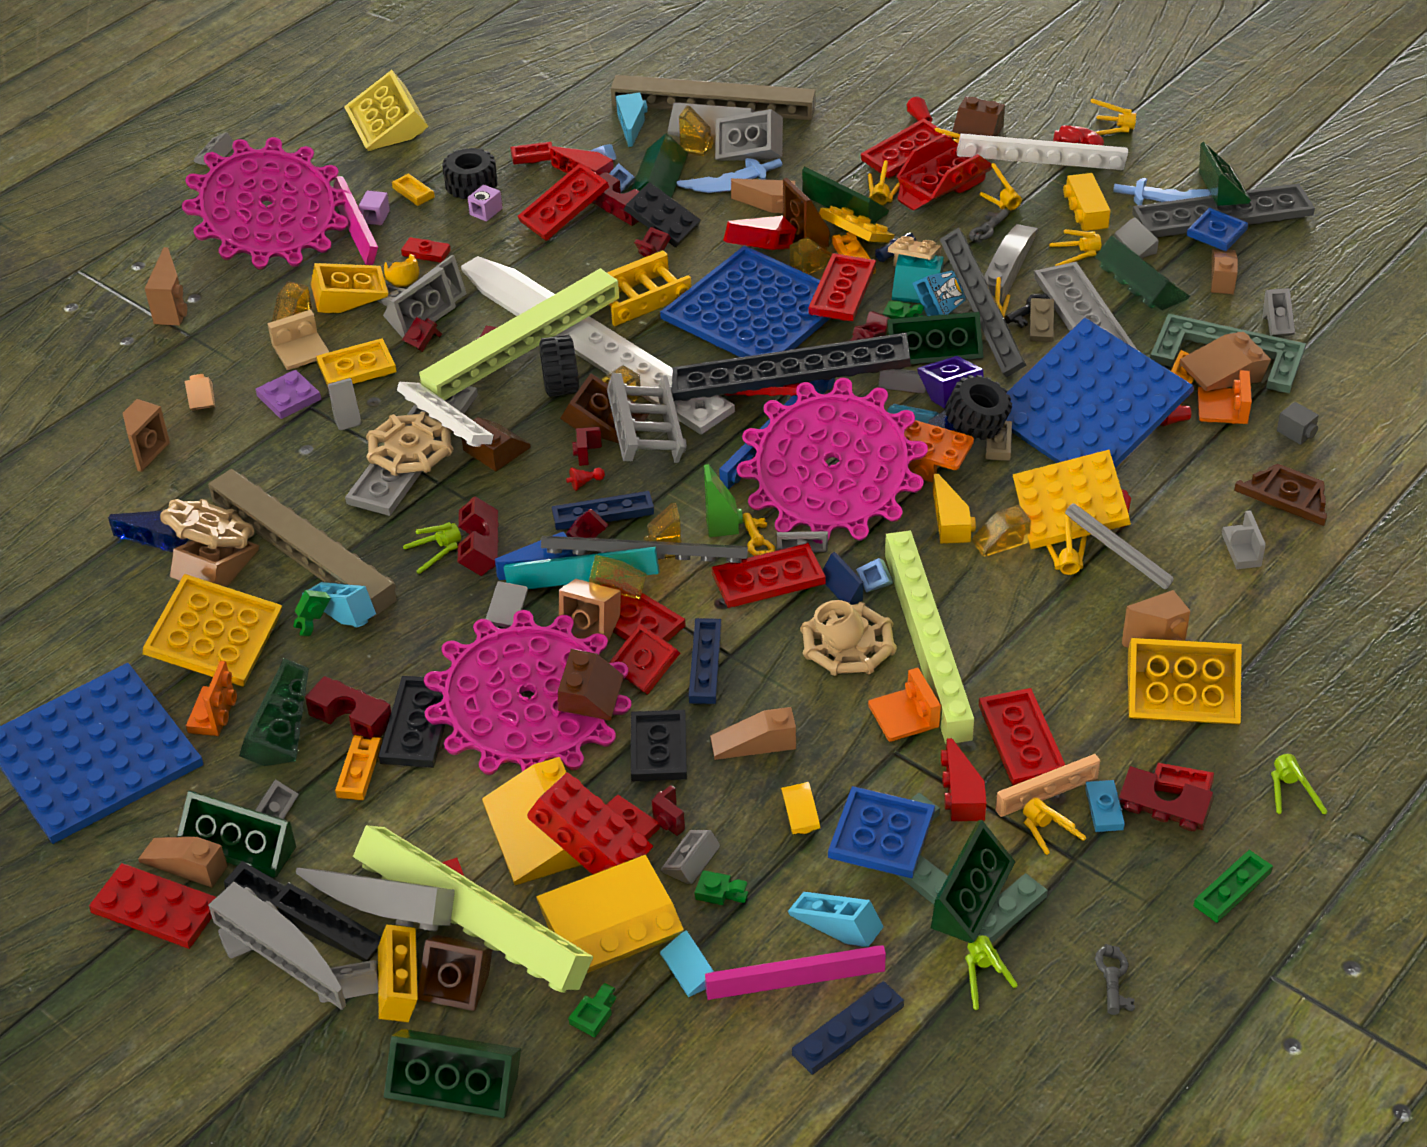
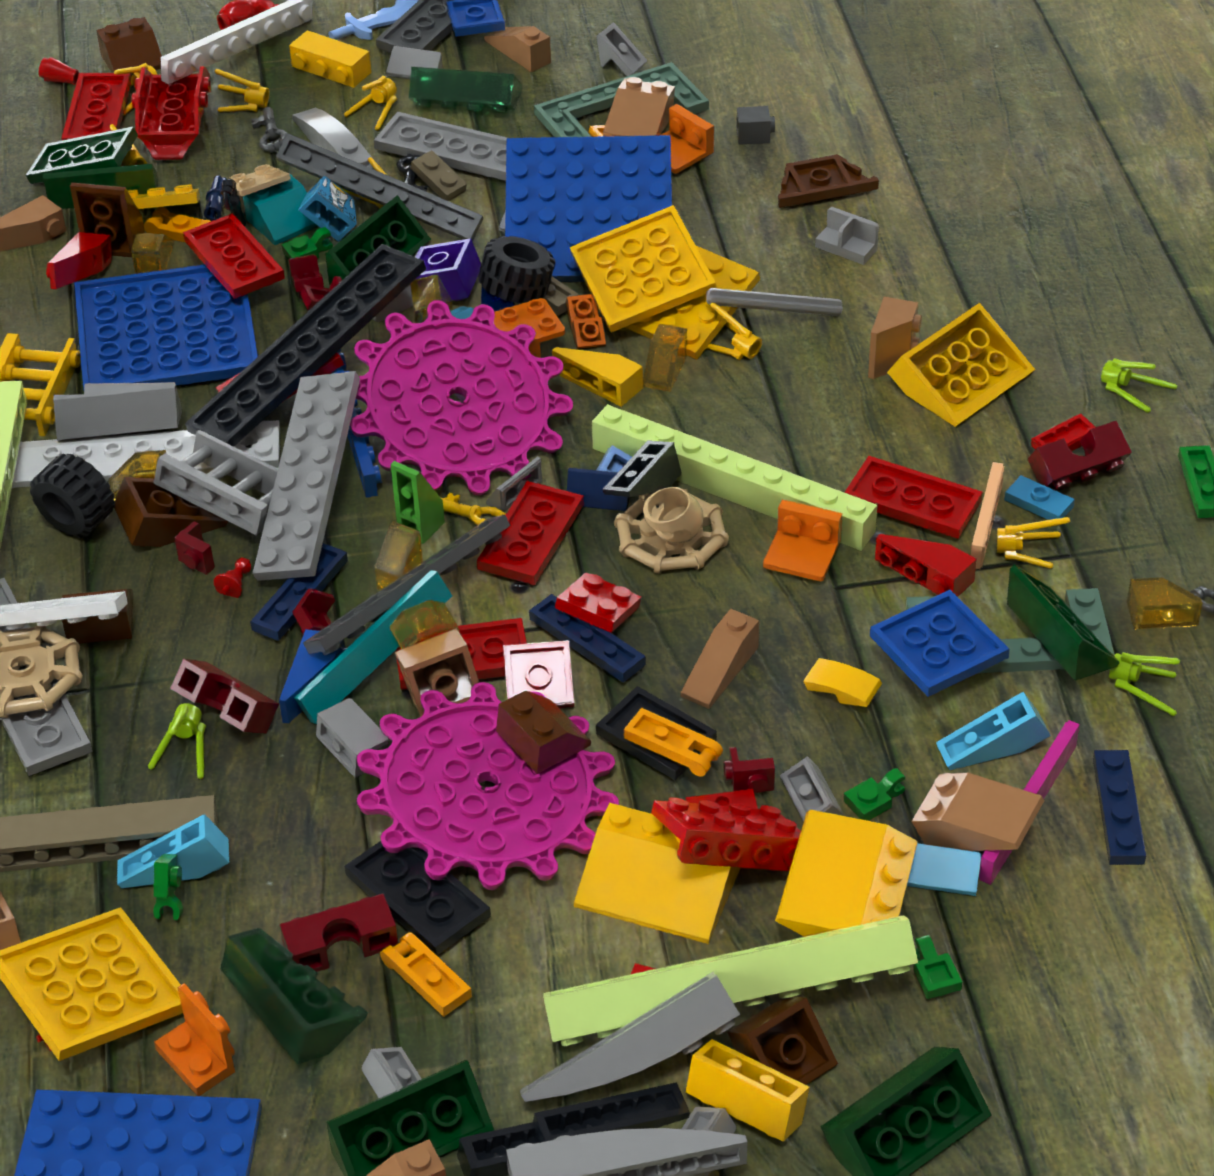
camera: 50 degrees left, 0 degrees up
(647, 754) = (673, 741): none -> light orange plate
(652, 335) = (117, 409): none -> light grey slope
(682, 443) = (306, 477): none -> light grey plate
(737, 944) = (975, 813): none -> medium nougat slope
(738, 645) = (598, 602): none -> red plate
(851, 170) = (83, 153): none -> dark green plate
(873, 590) = (649, 470): none -> black slope
(882, 253) = (231, 200): none -> black piece
(909, 392) = (425, 291): none -> clear yellow slope
(992, 474) = (585, 321): none -> orange slope
(1058, 462) = (642, 268): none -> yellow plate
(1067, 932) = (1161, 604): none -> clear yellow slope

